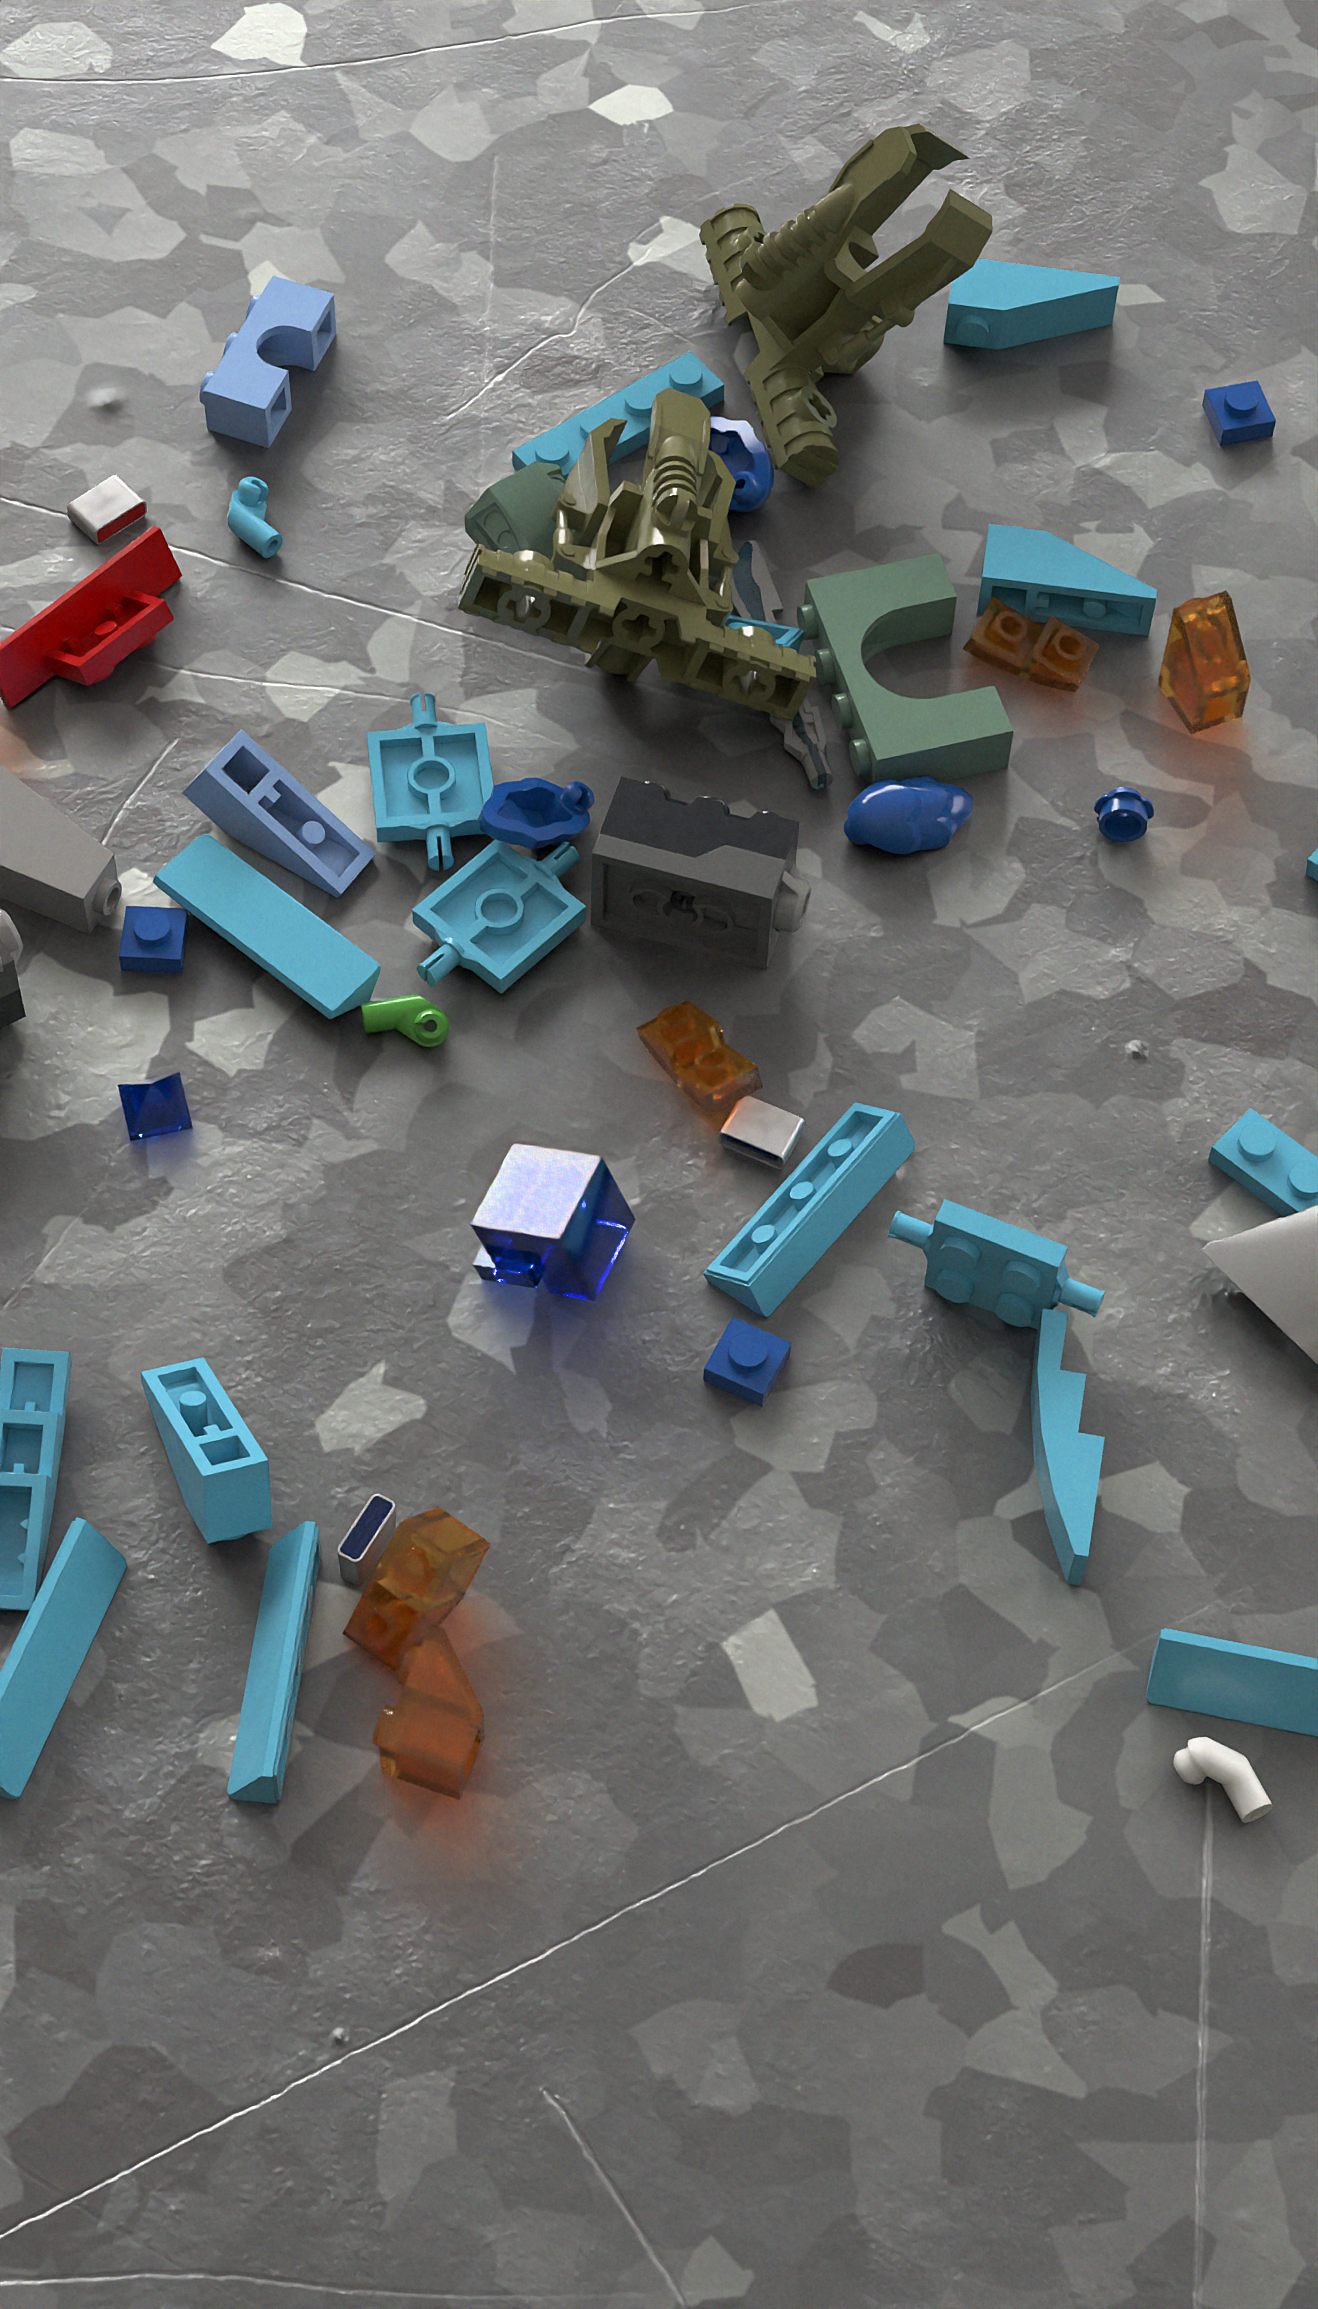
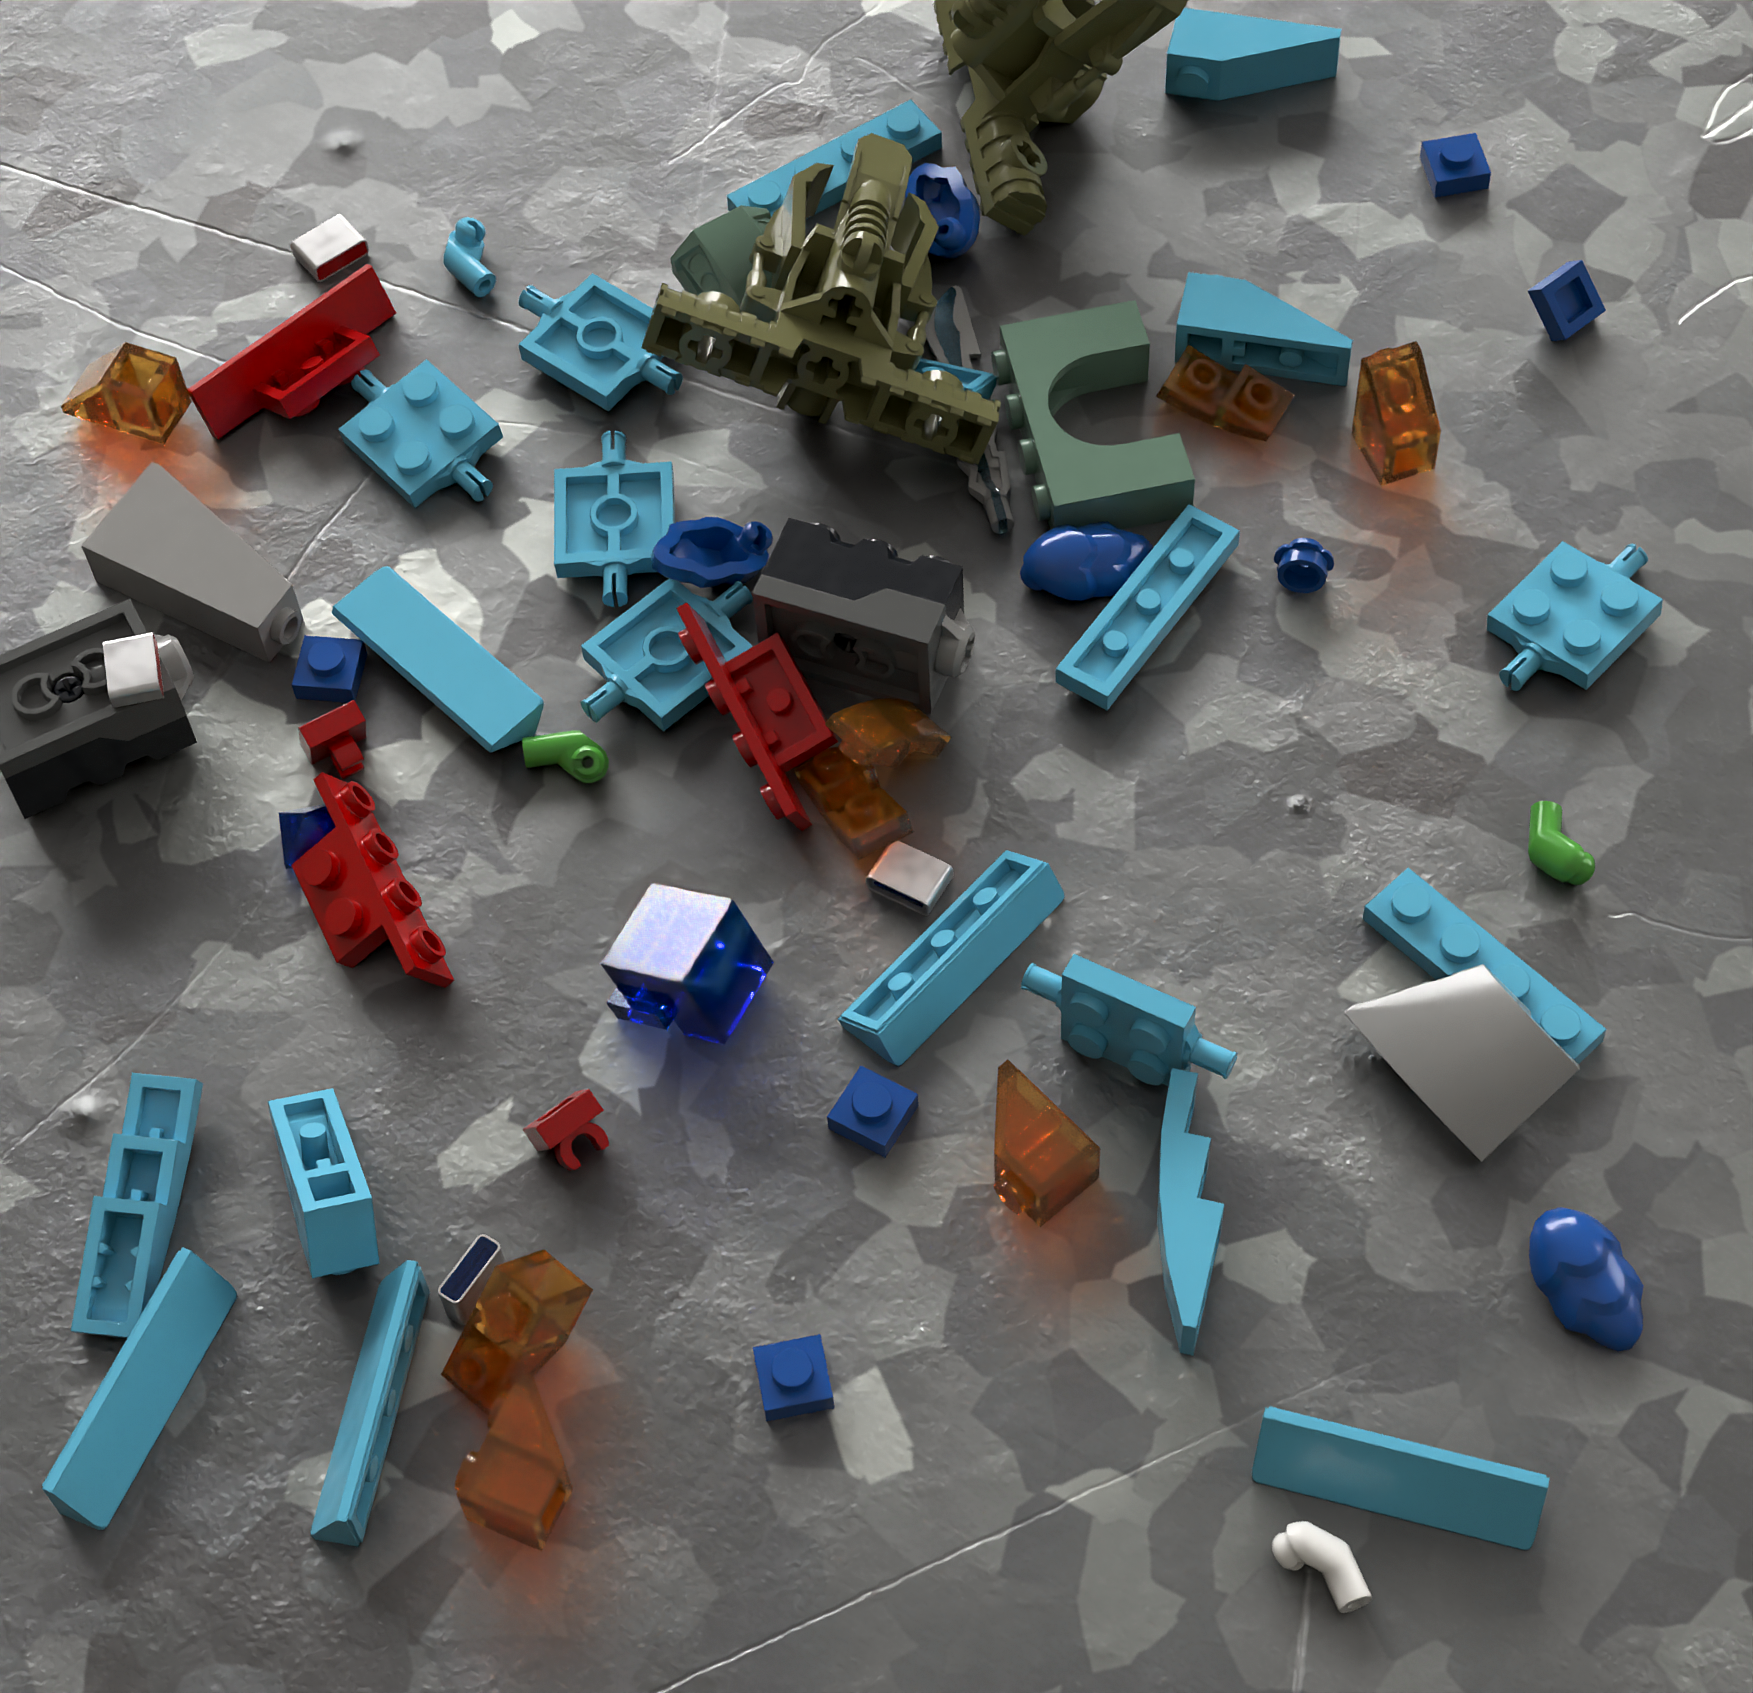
camera: 10 degrees right, 0 degrees up
(172, 1008) = (336, 736): none -> red tile
(211, 1161) = (362, 891): none -> red bracket
(221, 690) = (421, 434): none -> medium azure plate
(248, 390) = (475, 133): light blue arch -> none
(277, 816) = (459, 550): light blue slope -> none
(395, 602) = (594, 342): none -> medium azure plate
(443, 1383) = (564, 1123): none -> red tile
(614, 964) = (771, 706): none -> red bracket
(693, 1622) = (793, 1377): none -> blue plate
(729, 988) = (886, 732): none -> clear orange slope
(914, 1391) = (1038, 1150): none -> clear orange slope
(973, 859) = (1147, 607): none -> medium azure plate

